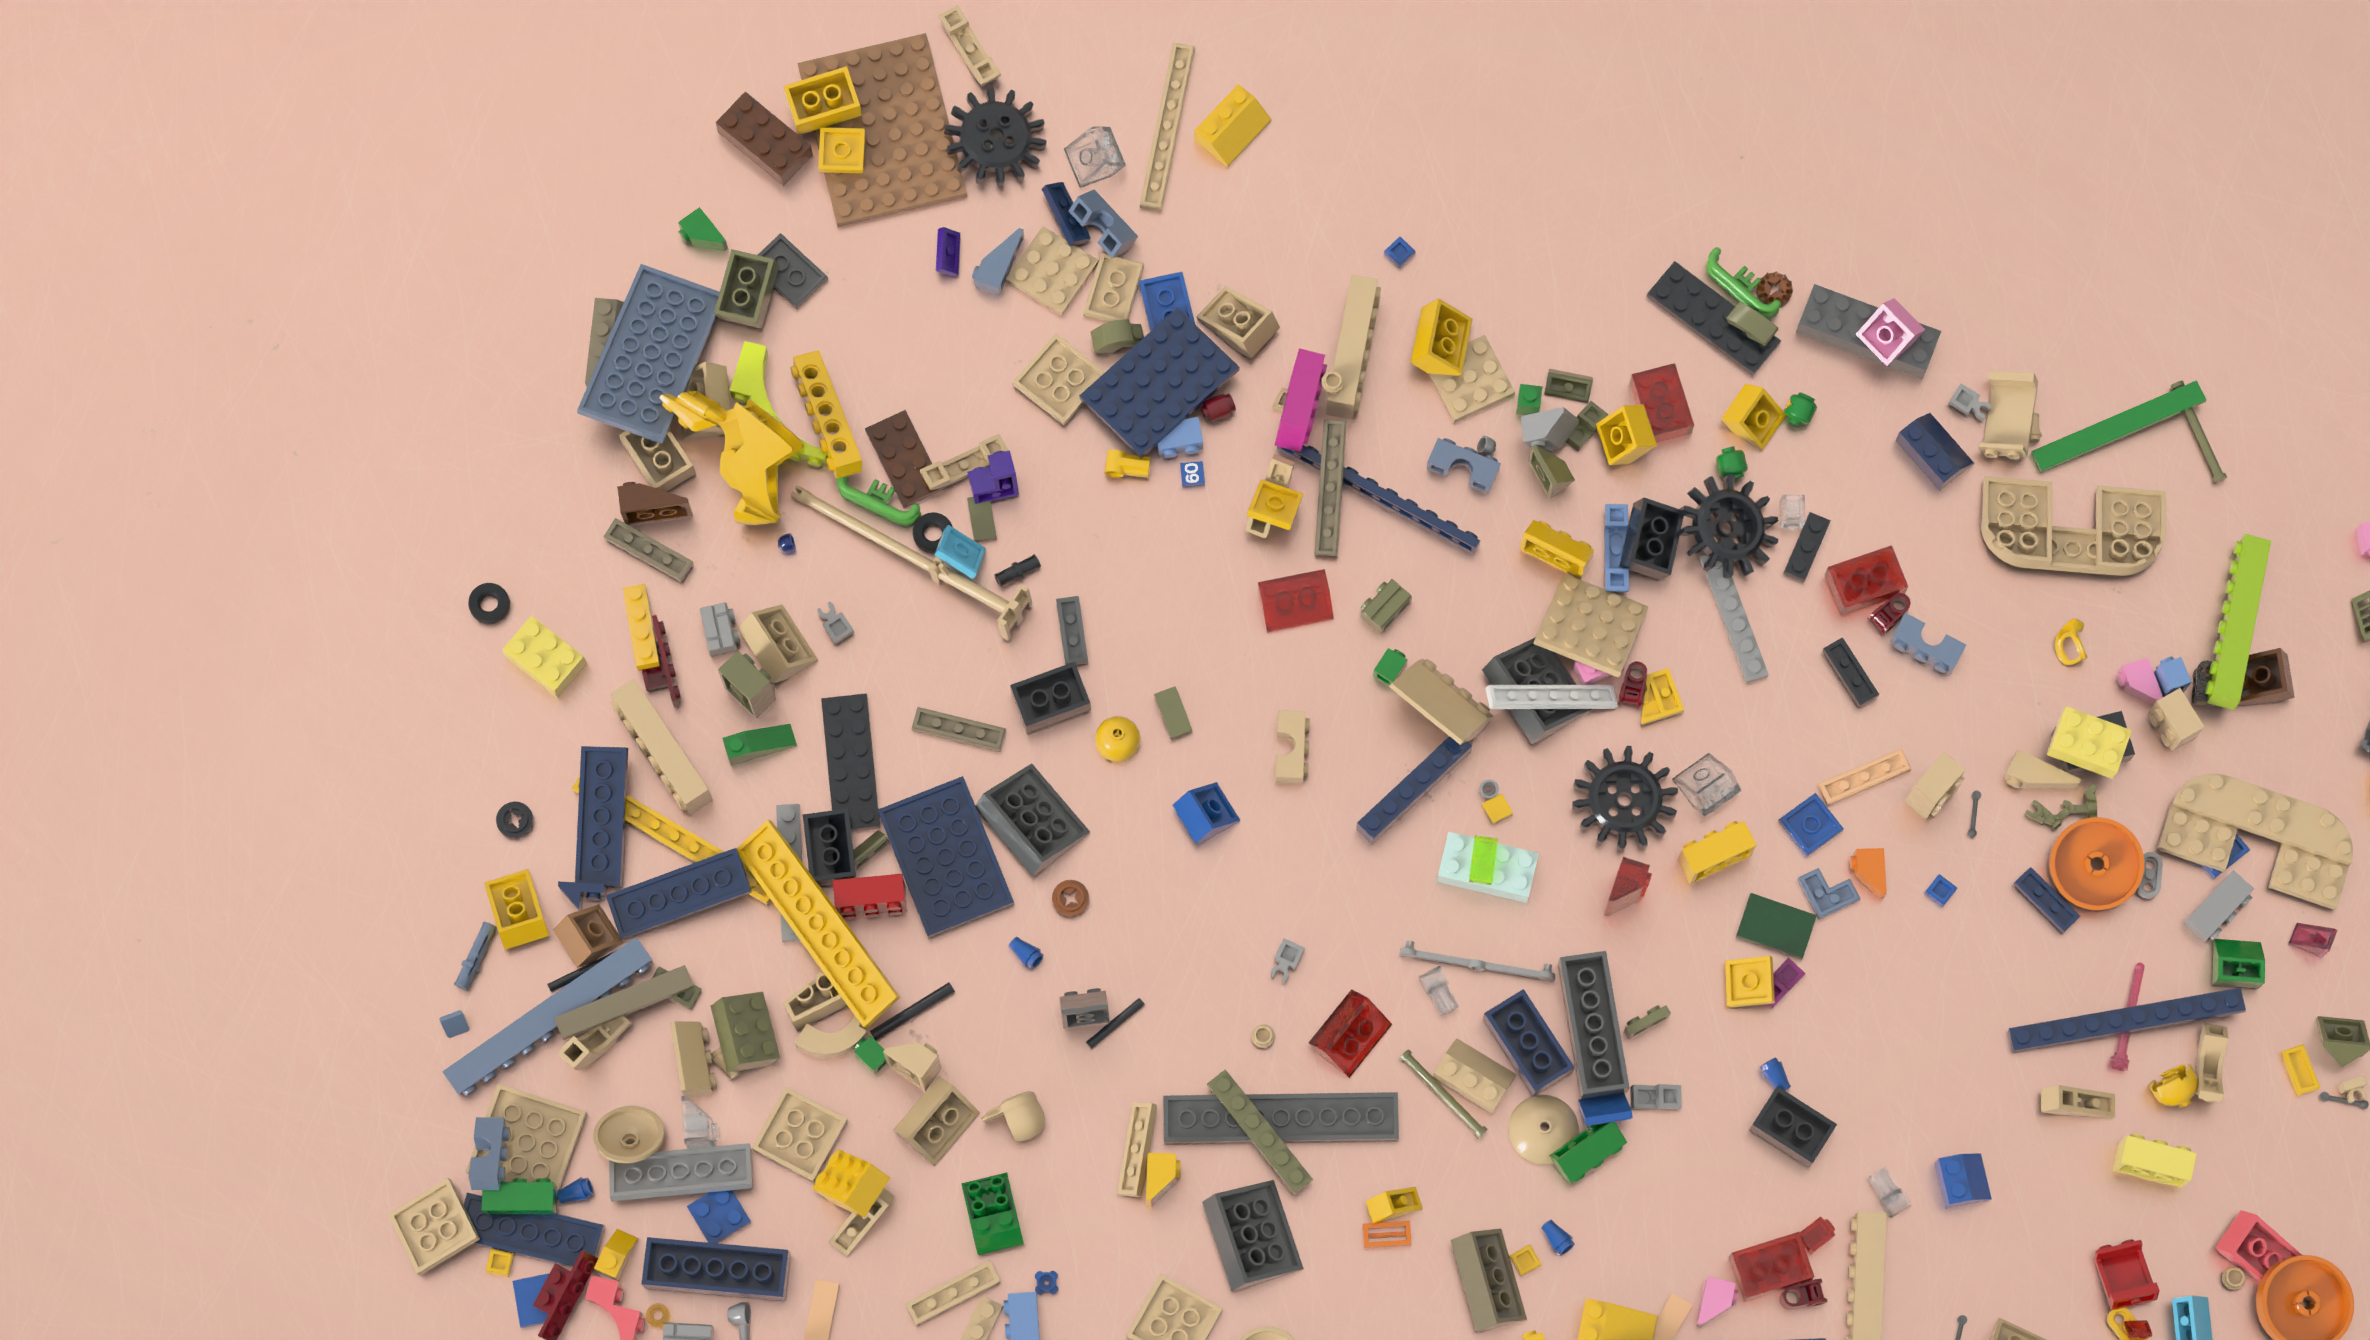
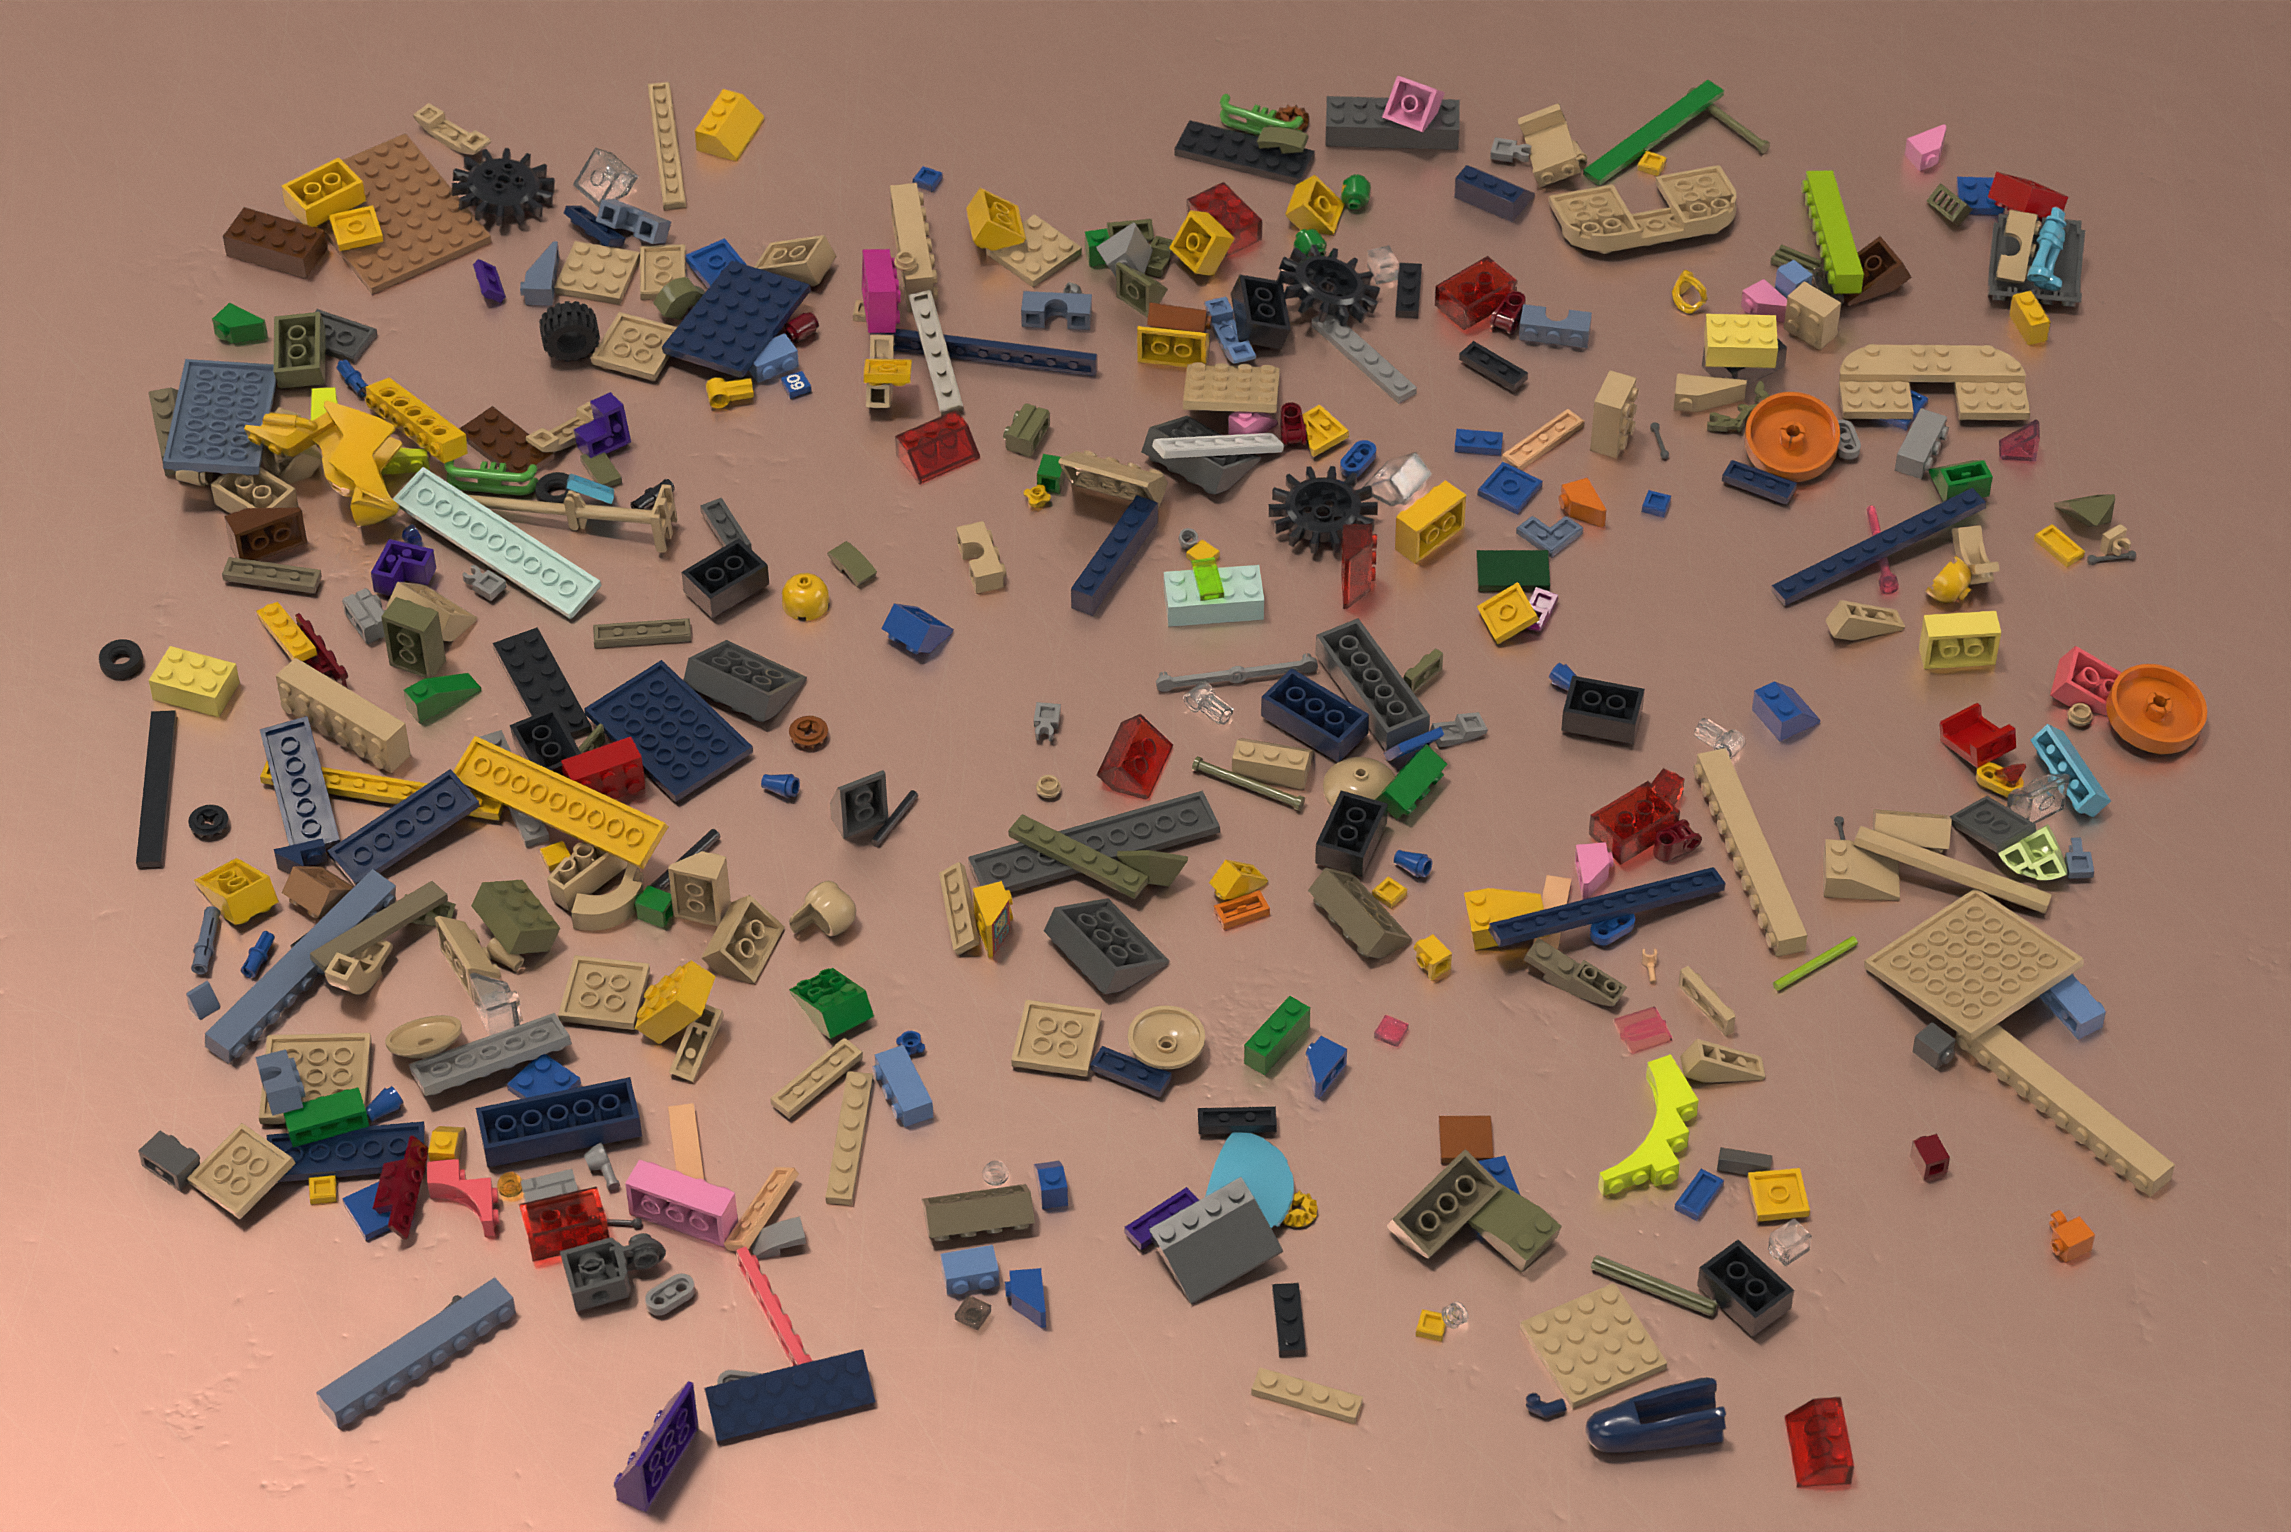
camera: 20 degrees left, 25 degrees down
(380, 1190) = (169, 1159): none -> dark grey brick
(480, 765) = (156, 789): none -> black tile
(515, 987) = (257, 955): none -> blue axle
(761, 580) = (400, 563): none -> dark purple brick
(788, 331) = (352, 377): none -> blue axle
(804, 964) = (554, 854): none -> yellow tile
(858, 584) = (497, 543): none -> light aqua plate
(999, 351) = (569, 331): none -> black tyre
(1322, 1163) = (1158, 866): none -> olive slope
(1368, 693) = (1037, 496): none -> yellow plate
(1512, 1190) = (1351, 833): none -> black brick
(1571, 520) = (1178, 318): none -> dark orange slope
(1680, 744) = (1358, 458): none -> blue plate
(1802, 759) = (1478, 442): none -> blue plate
(2102, 462) = (1652, 163): none -> yellow tile
(2195, 626) = (1790, 254): none -> olive tile

